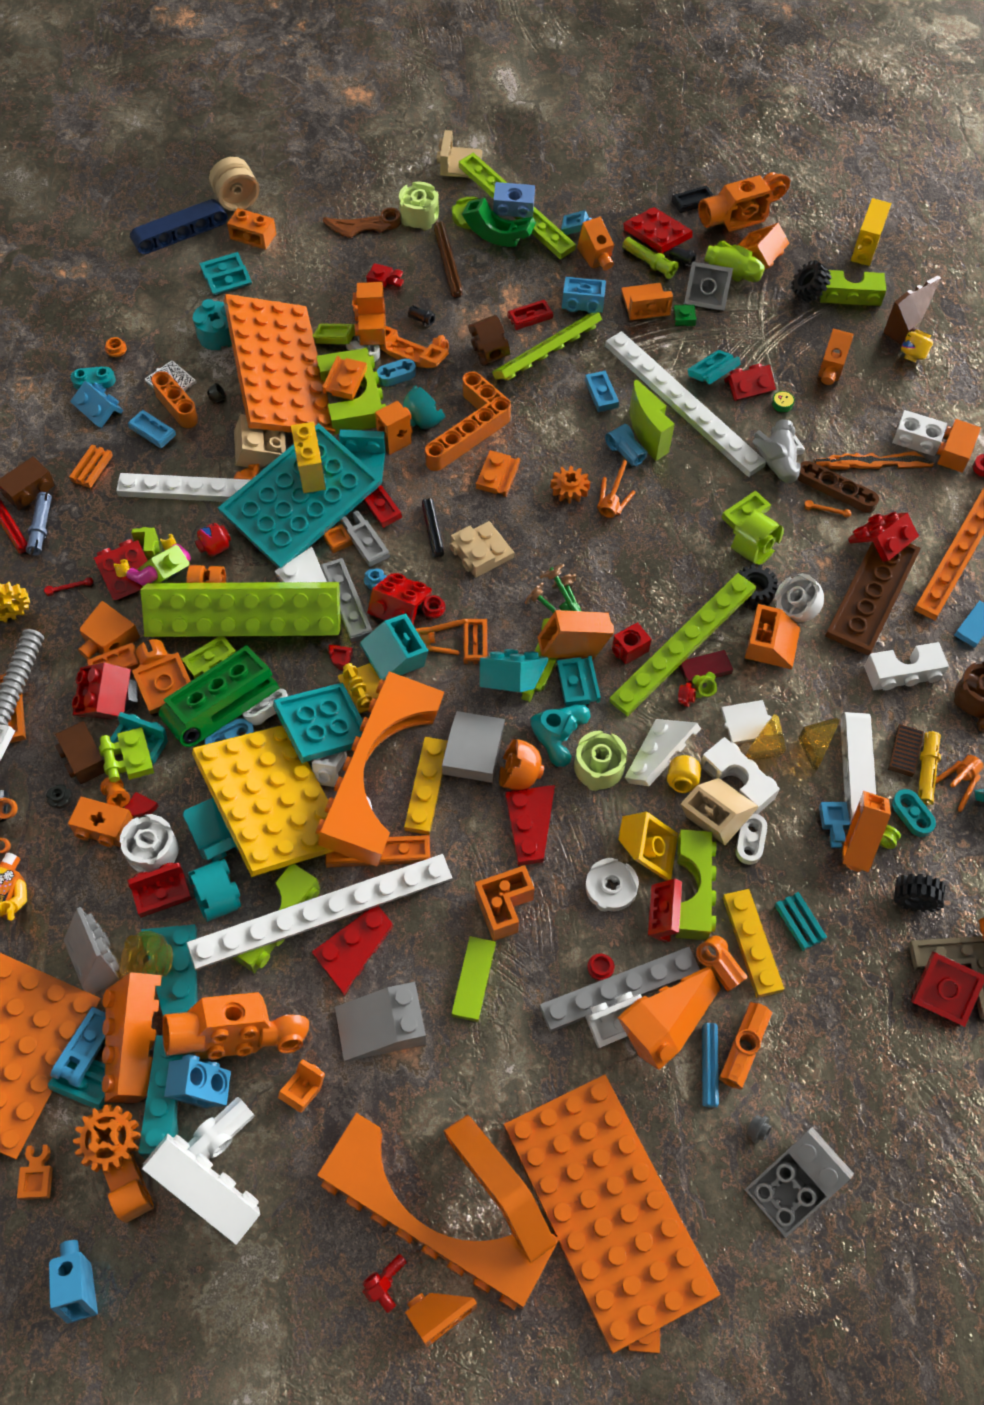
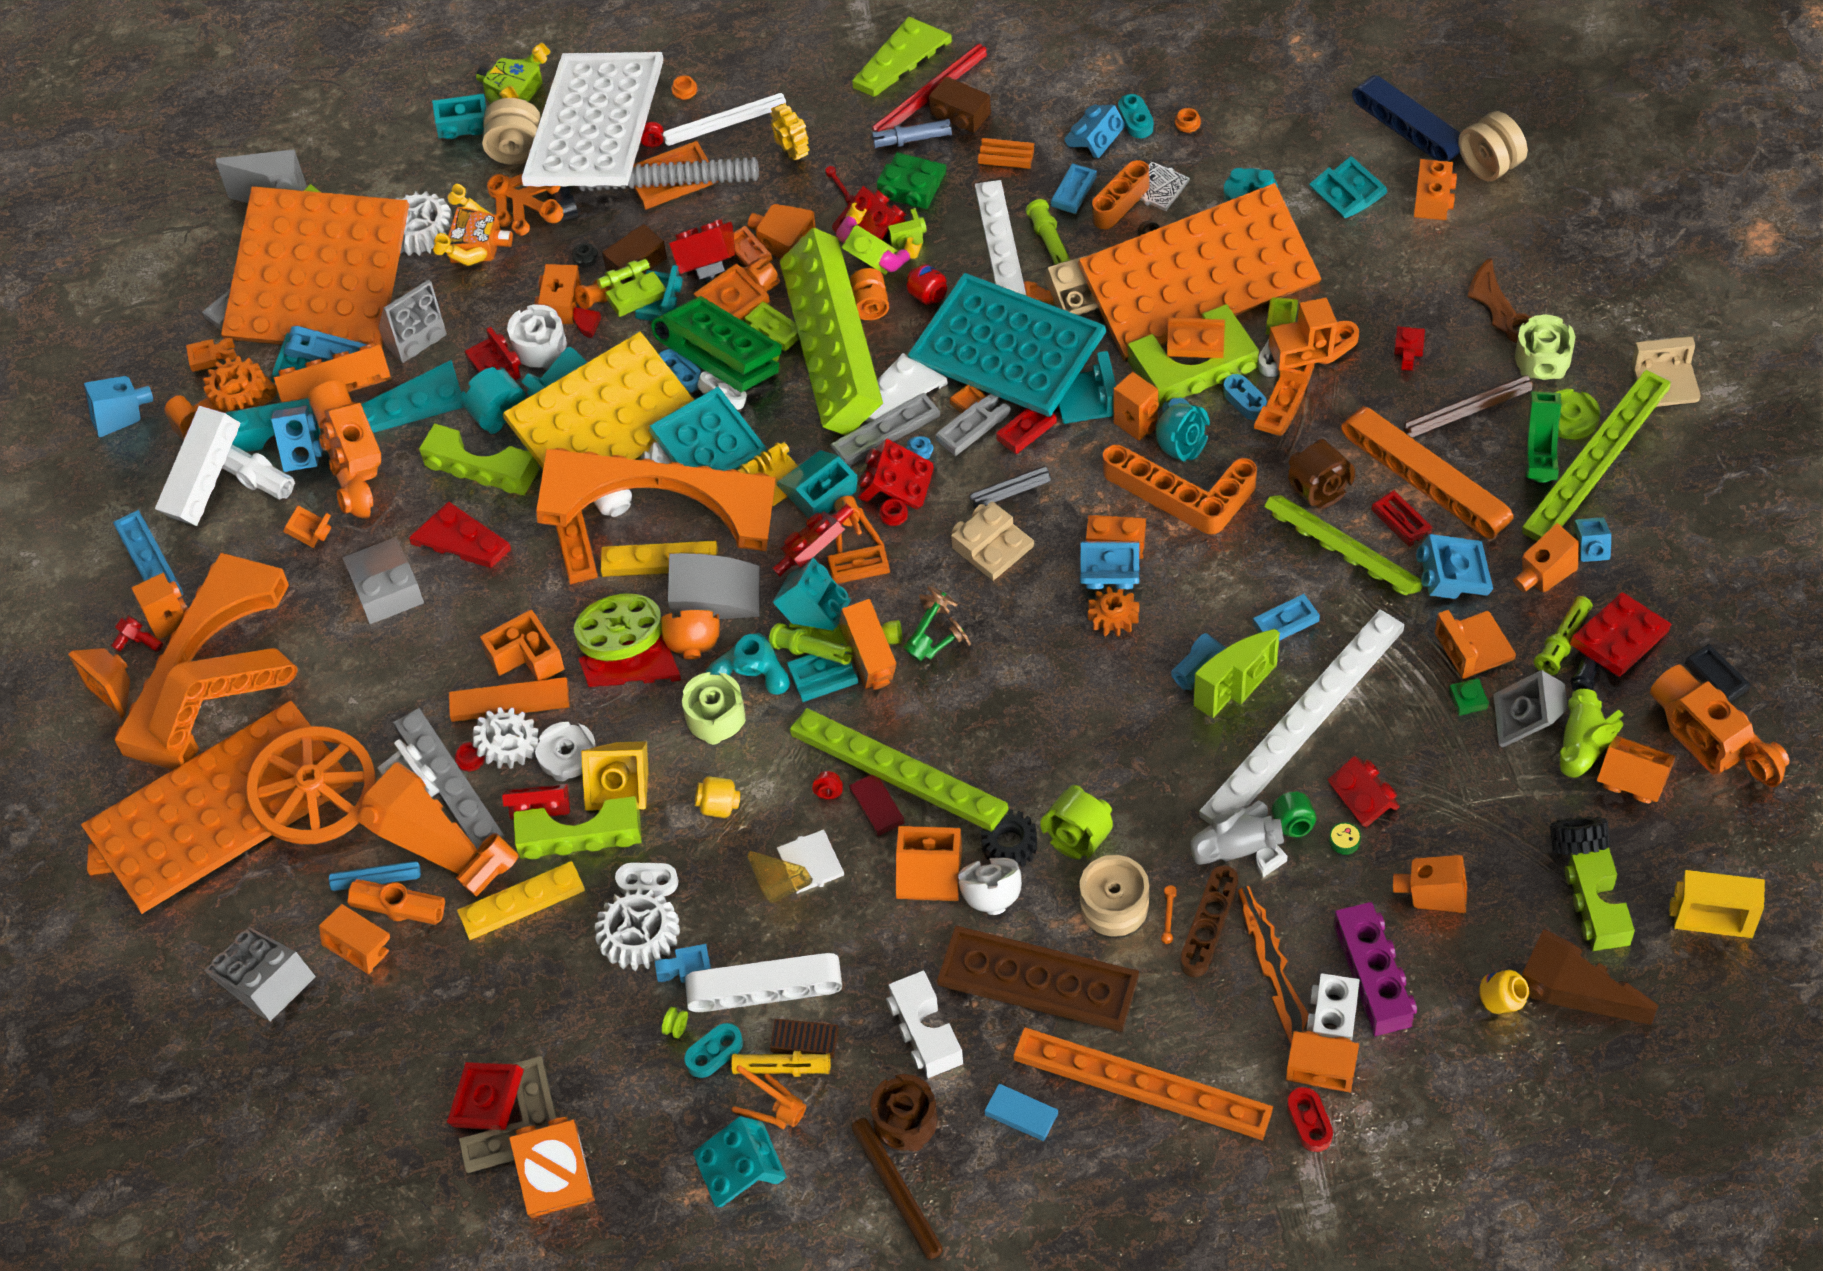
camera: 85 degrees right, 5 degrees down
(89, 533) = (911, 180): none -> green plate
(135, 949) = (417, 370): clear yellow plate -> none
(182, 453) = (1045, 226): none -> lime pin
(282, 1265) = (143, 547): none -> dark azure tile
(308, 457) = (1037, 335): yellow window -> none
(317, 912) = (487, 494): white plate -> none
(340, 655) = (805, 444): red tile -> none
(367, 1243) = (160, 604): none -> orange brick
(419, 314) = (1349, 403): black pin -> none
(441, 342) = (1302, 424): orange plate -> none
(456, 659) = (817, 534): none -> red plate
(473, 979) = (440, 647): lime tile -> none
(493, 832) = (618, 627): none -> lime wedge
(497, 291) = (1427, 472): none -> orange beam
(513, 199) = (1594, 455): medium blue brick -> none
(533, 479) = (1109, 564): none -> dark azure bracket
(545, 927) = (522, 697): none -> orange tile
(550, 688) = (800, 642): none -> lime pin
(593, 931) = (505, 737): none -> white gear
(610, 505) = (1097, 659): orange plant -> none
(612, 1114) = (310, 788): none -> orange wheel
(637, 637) = (888, 726): red brick -> none
(658, 747) = (750, 767): white wing -> none
(710, 688) = (845, 803): lime plate -> none
(713, 366) = (1371, 740): teal plate -> none
(718, 809) = (669, 830): tan slope -> none
(727, 760) = (711, 875): white arch -> none
(743, 508) = (1133, 814): lime plate -> none
(759, 1128) = (307, 926): dark grey plate -> none
(763, 419) = (1295, 813): none -> green head
(777, 1087) = (354, 938): none -> orange hinge
(797, 898) = (552, 940): teal tile -> none
(806, 840) = (628, 943): none -> white gear
(816, 740) = (789, 934): clear yellow slope -> none
(819, 529) = (1114, 895): none -> tan wheel
(865, 832) = (678, 983): orange window -> none
(886, 406) = (1383, 1013): none -> magenta brick
(887, 532) = (1125, 976): red bracket -> none
(919, 893) = (597, 1053): black tyre -> none

